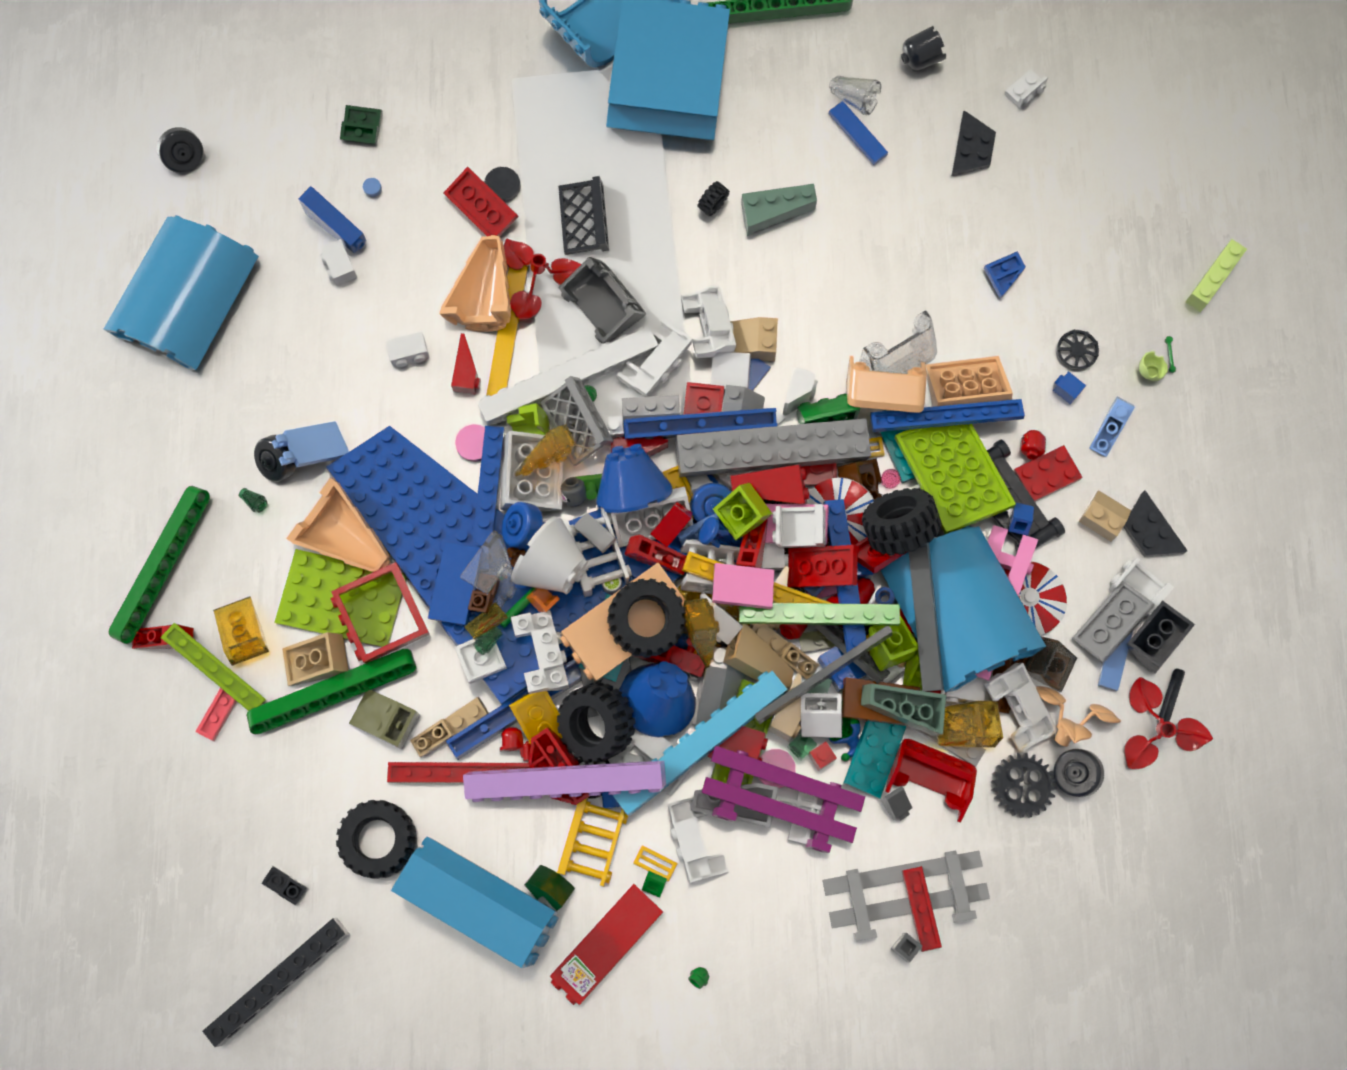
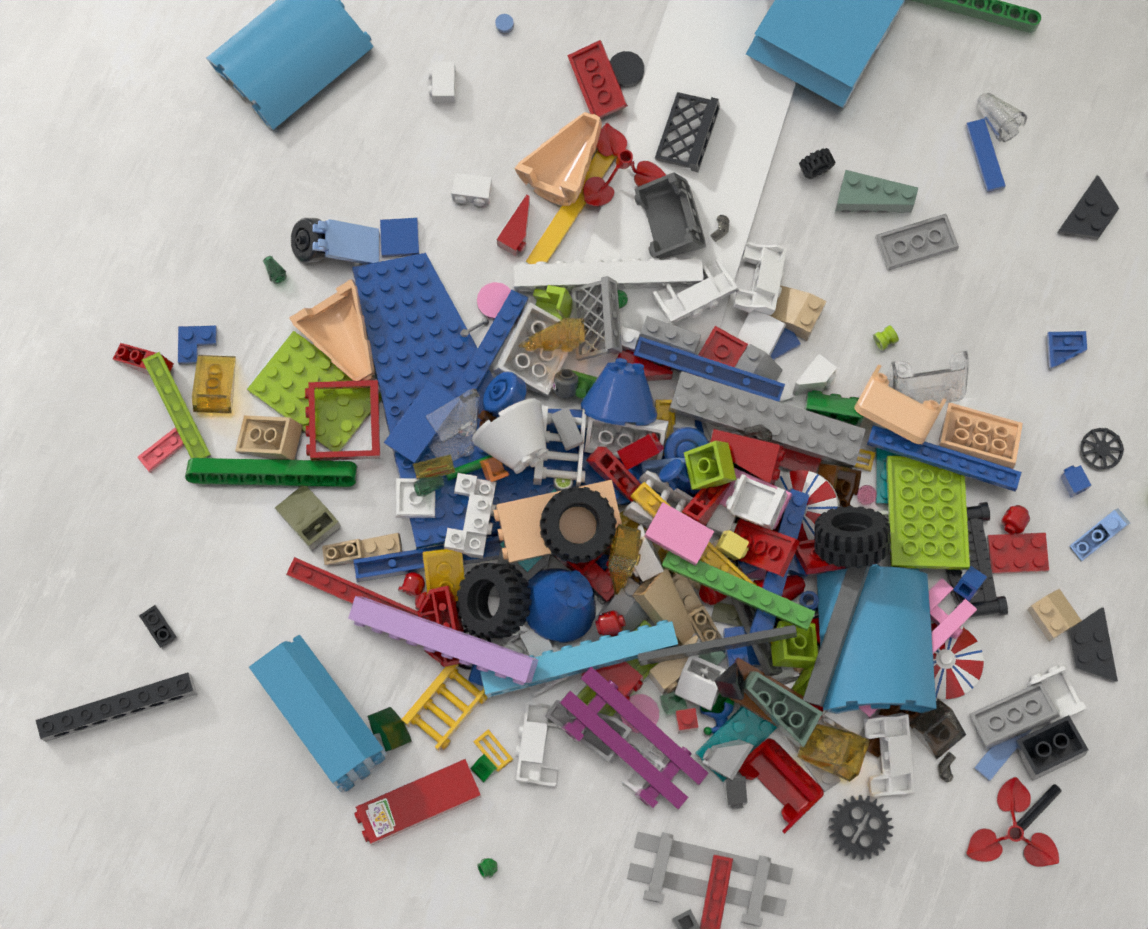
camera: 25 degrees right, 0 degrees up
(159, 564) = (167, 293): green beam -> none
(200, 597) = (190, 338): none -> blue plate
(331, 219) = (454, 40): blue slope -> none
(349, 839) = (237, 602): black tyre -> none
(358, 421) = (399, 237): none -> blue tile
(459, 483) = (464, 333): none -> light grey hinge
(481, 601) = (438, 449): reddish brown slope -> none
(654, 290) = (723, 228): none -> clear smoke arm
(714, 697) = (610, 623): none -> red head
(773, 460) = (760, 431): none -> clear smoke arm
(795, 575) = (732, 545): none -> light yellow brick
(832, 233) = (917, 242): none -> light grey tile
(843, 331) = (885, 338): none -> lime wheel
(851, 704) = (731, 683): none -> black slope
(878, 774) = (727, 757): none -> light grey slope
(923, 49) = (1083, 100): black cylinder -> none
(1068, 729) = (925, 796): light nougat plant -> none
(1072, 697) = (944, 767): none -> clear smoke arm
(1078, 772) = (916, 838): black wheel -> none

